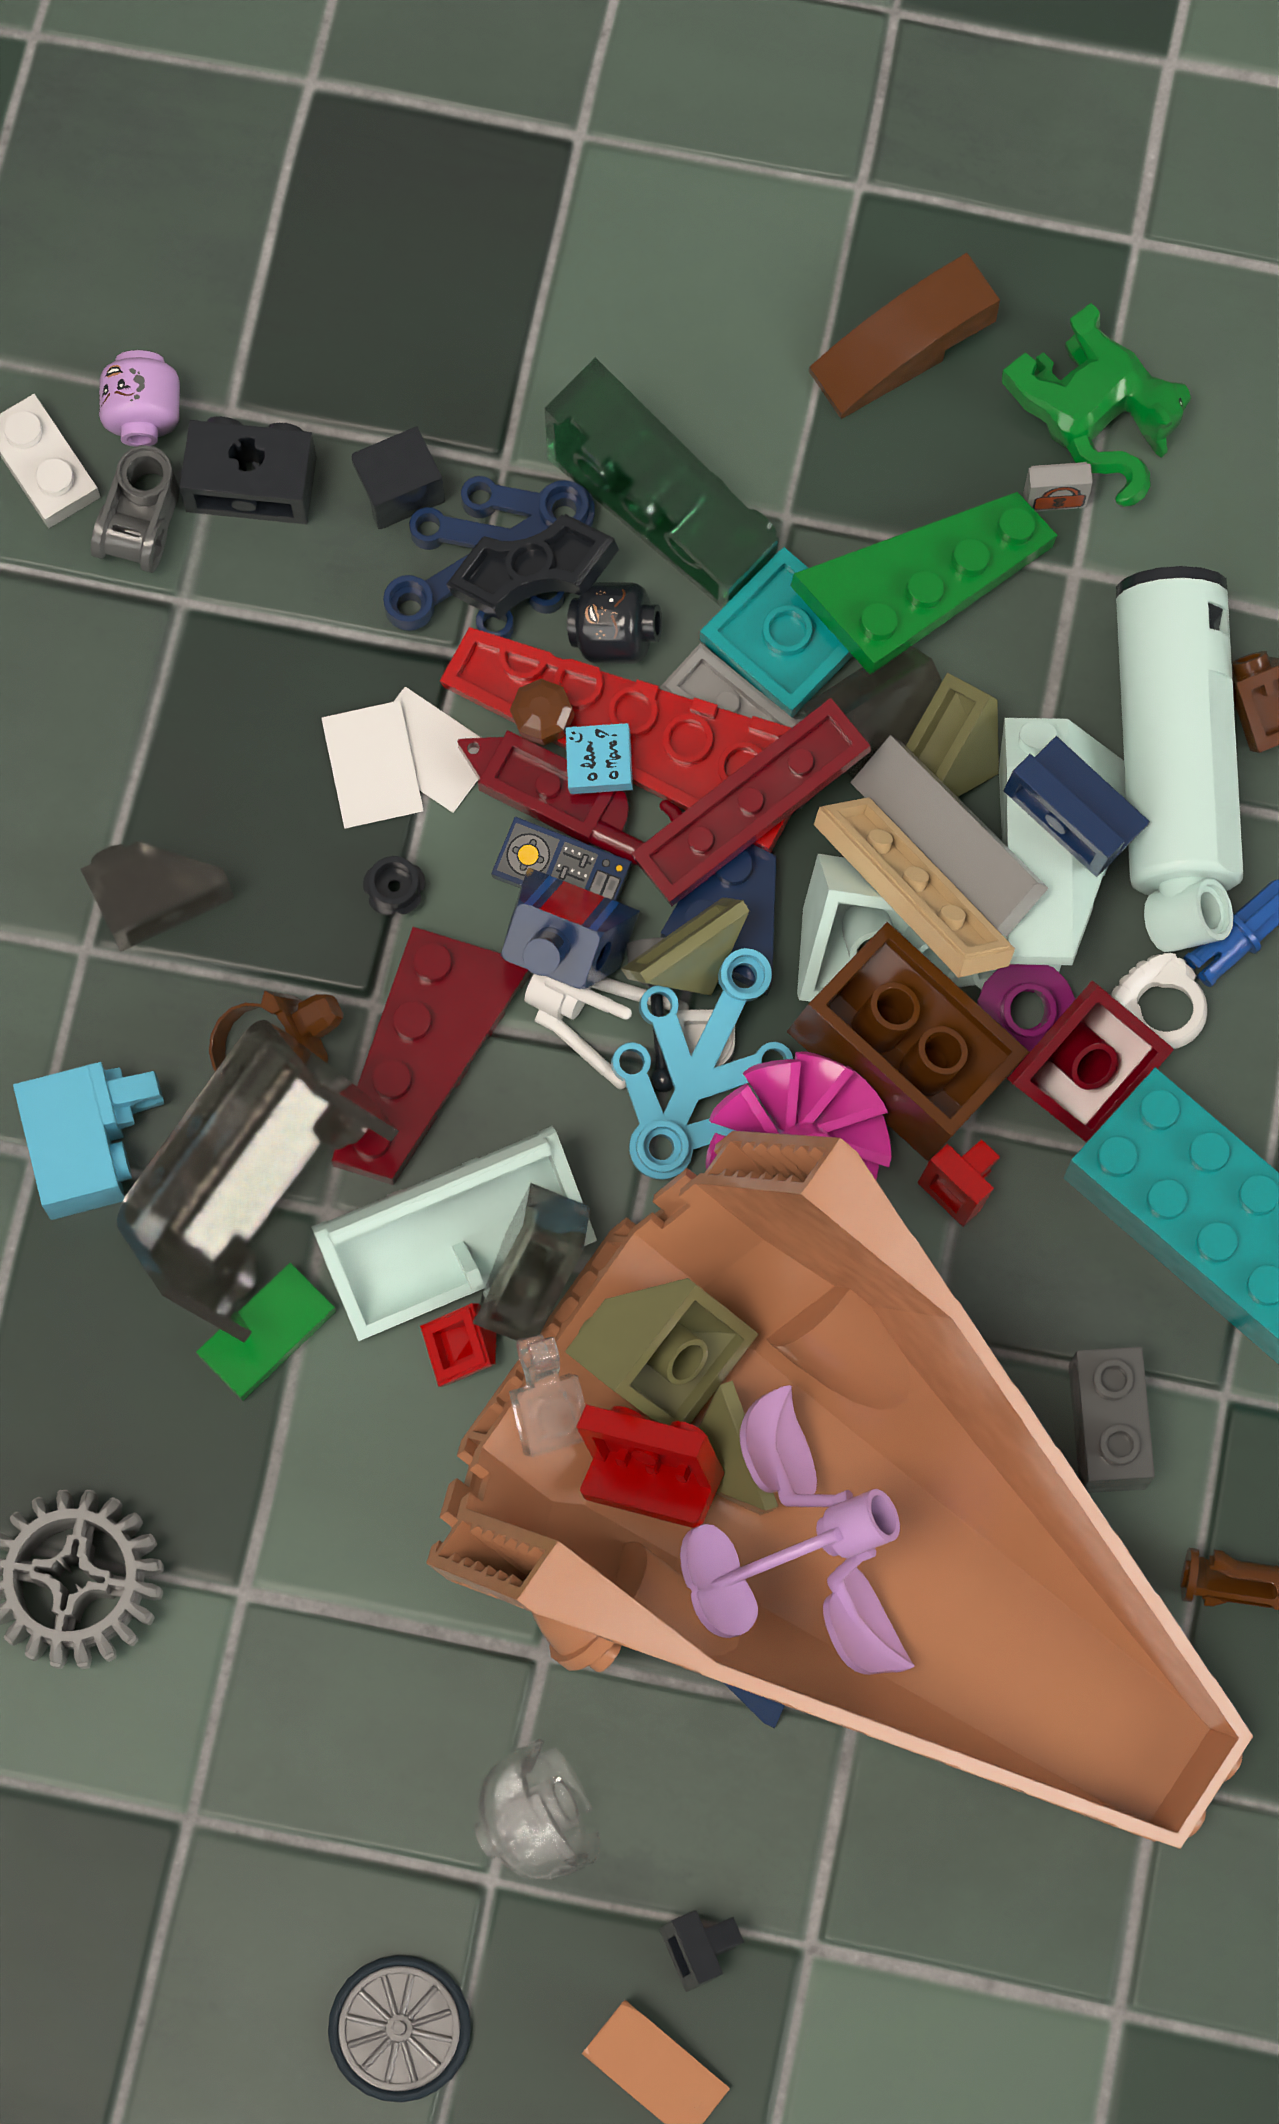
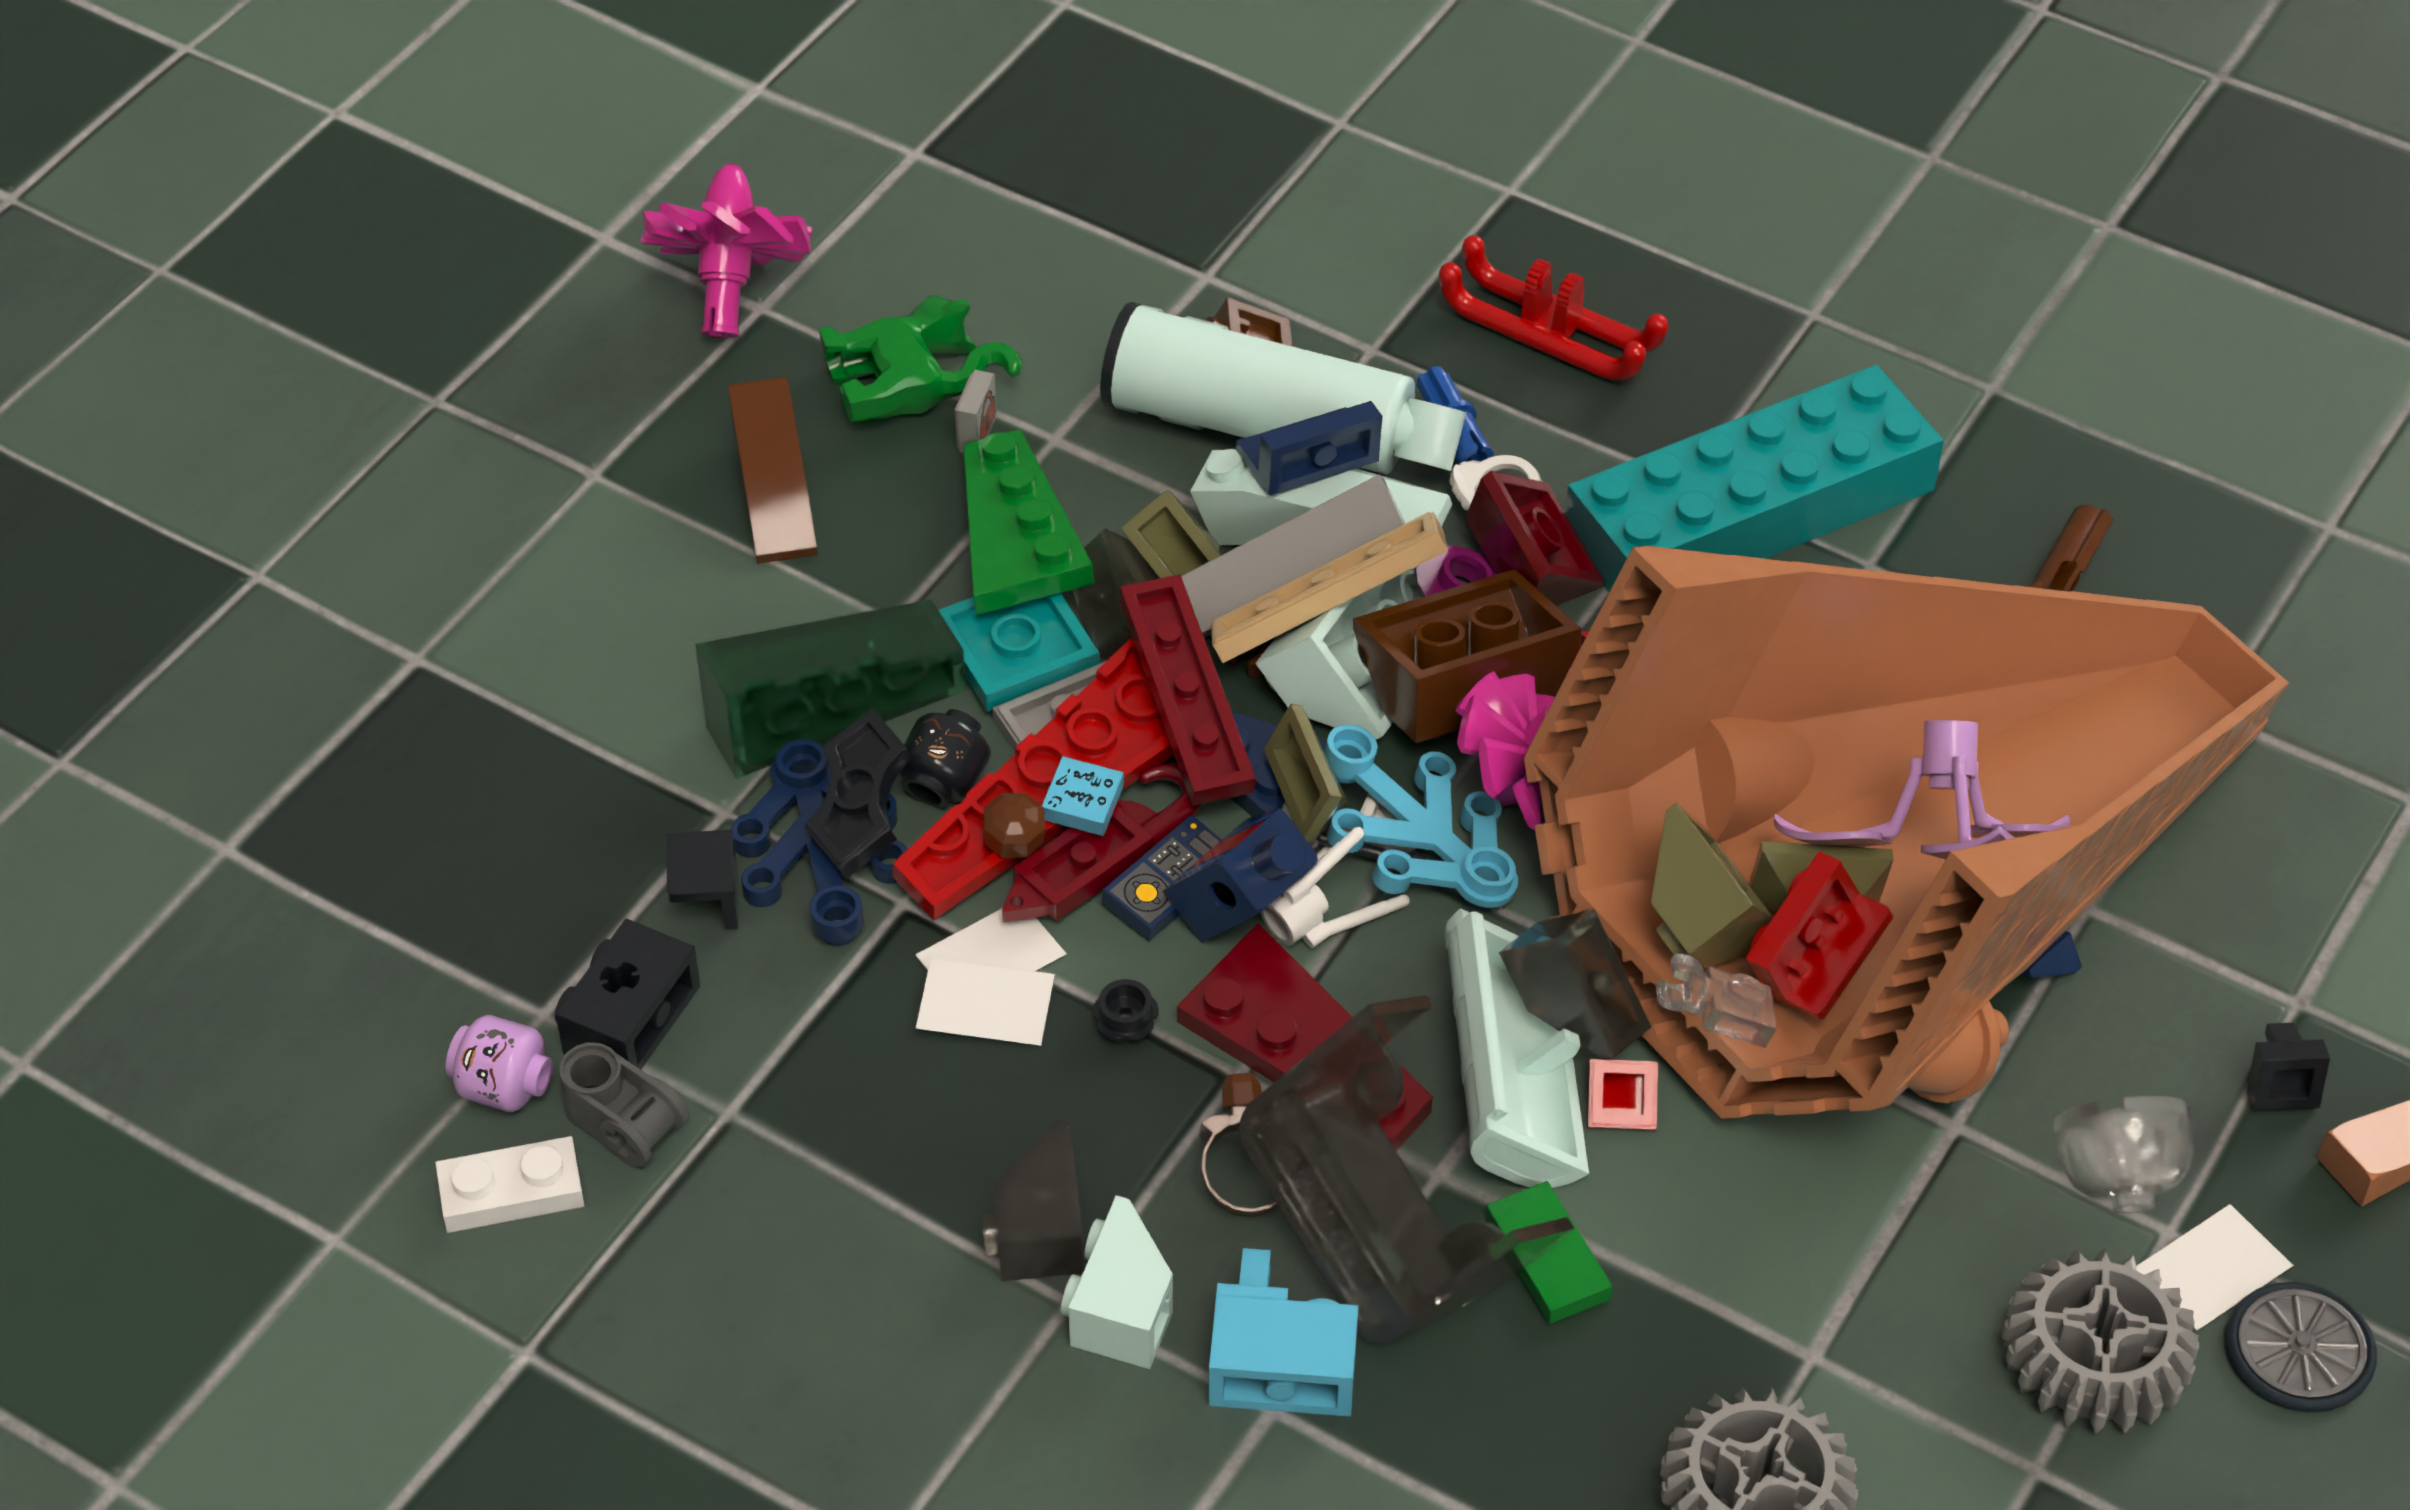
camera: 70 degrees left, 25 degrees down
(93, 990) = (1124, 1292): none -> light aqua slope
(312, 1784) = (2137, 1321): none -> light grey gear
(465, 1929) = (2217, 1264): none -> white sticker
(1158, 171) = (728, 240): none -> dark pink piece

